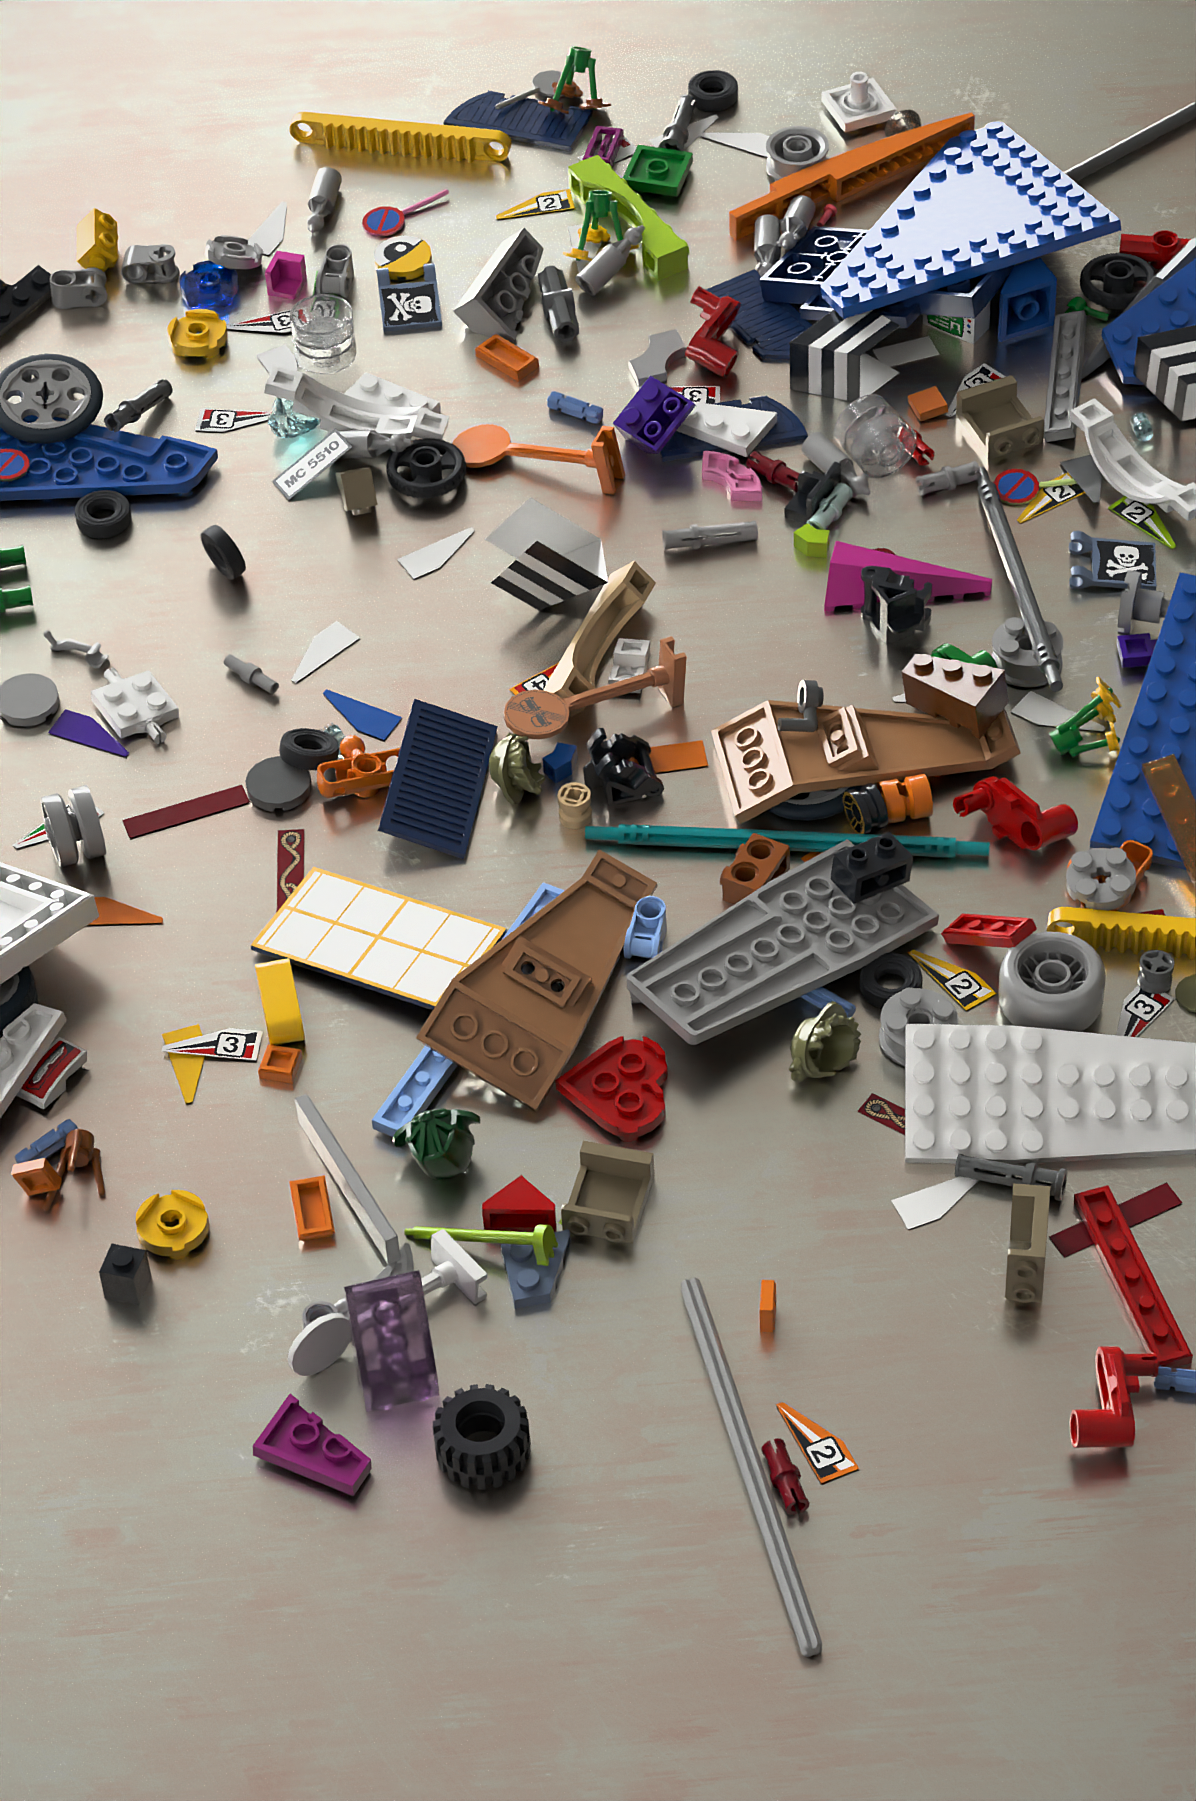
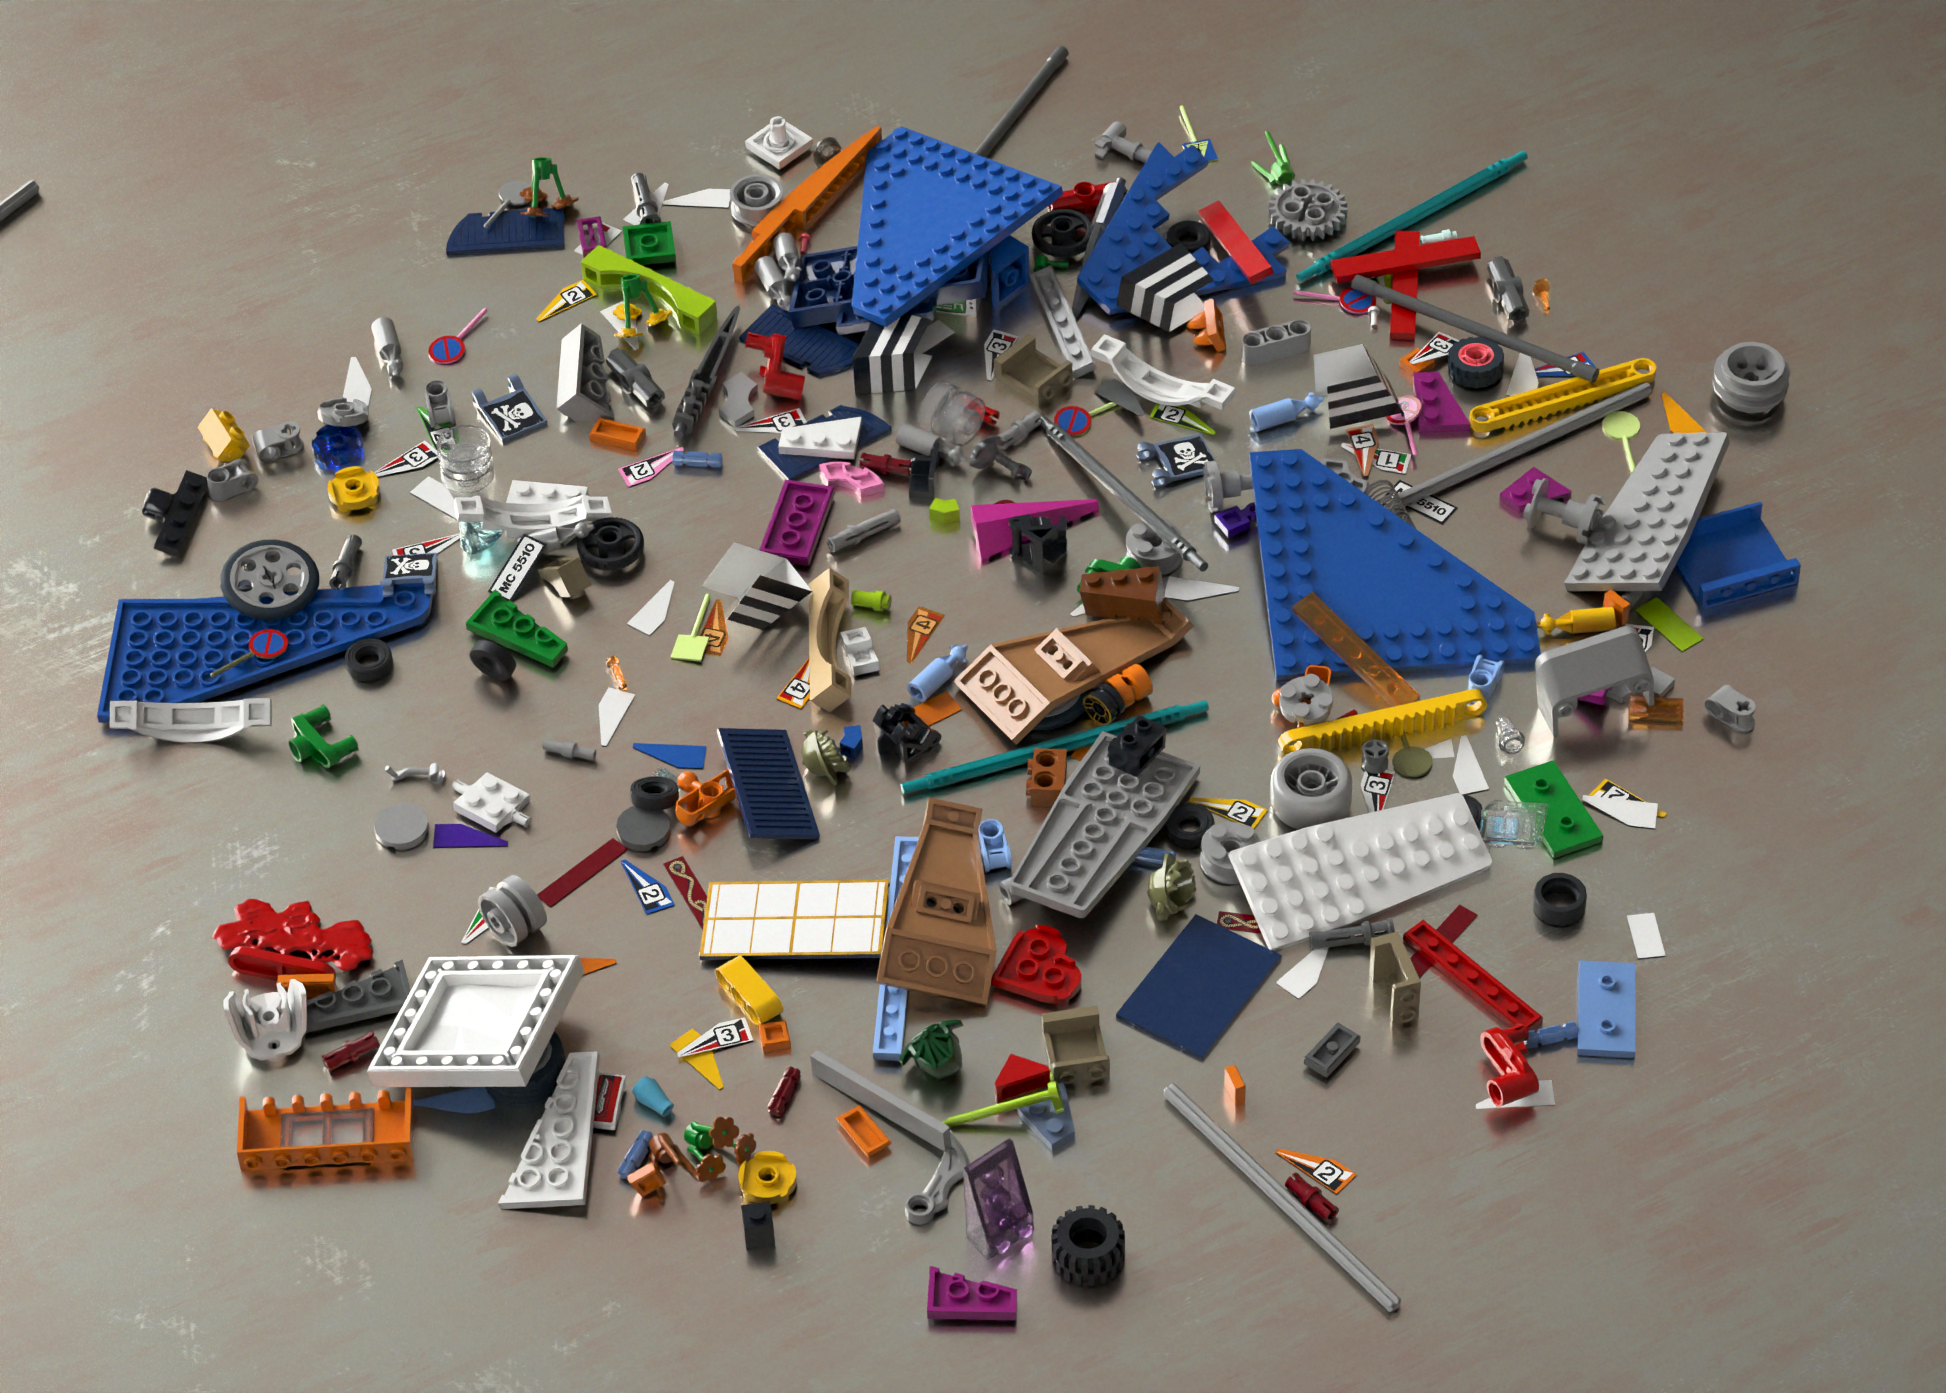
camera: 25 degrees left, 0 degrees up
(103, 1082) = (651, 1095): none -> medium azure cone
(133, 1151) = (720, 1135): none -> dark orange plant
(200, 432) = (409, 569): none -> flag
(245, 853) = (650, 892): none -> sticker
(251, 1130) = (784, 1091): none -> dark red axle
(269, 525) = (509, 627): none -> green wing
(285, 275) = (398, 418): dark pink panel -> none
(329, 1335) = (989, 1132): white piece -> none
(353, 595) = (612, 662): none -> clear orange piece
(400, 137) = (420, 274): yellow gear -> none
(403, 256) = (483, 373): tile -> none
(450, 604) = (692, 646): none -> yellowish green piece
(481, 600) = (715, 629): none -> clear orange sticker
(490, 443) = (649, 509): orange piece -> none
(516, 402) = (647, 468): none -> sticker
(545, 714) = (830, 709): nougat piece -> none
(574, 805) = (884, 771): tan wheel -> none
(608, 262) = (657, 332): light grey wheel -> none
(628, 325) = (703, 379): none -> dark grey piece
(642, 505) = (797, 521): none -> magenta plate
(653, 416) = (774, 449): dark purple slope -> none
(679, 615) = (876, 600): none -> lime animal
(698, 716) = (936, 674): none -> light blue wheel
(713, 79) = (654, 152): black tyre -> none
(713, 662) = (920, 629): none -> clear orange sticker
(797, 1174) = (1198, 986): none -> dark blue piece
(808, 700) = (1024, 635): dark grey plate -> none
(831, 507) = (945, 472): light aqua pin -> none
(894, 491) = (987, 451): none -> dark grey piece
(909, 1304) = (1332, 1049): none -> dark grey plate
(928, 403) = (970, 374): orange tile -> none
(988, 930) = (1245, 765): red tile -> none
(1016, 814) = (1216, 672): red piece -> none
(1050, 498) = (1103, 421): sticker -> none
(1067, 735) = (1220, 602): green plant -> none
(1141, 426) = (1142, 345): clear light blue piece -> none
(1142, 1454) = (1544, 1097): none -> white sticker

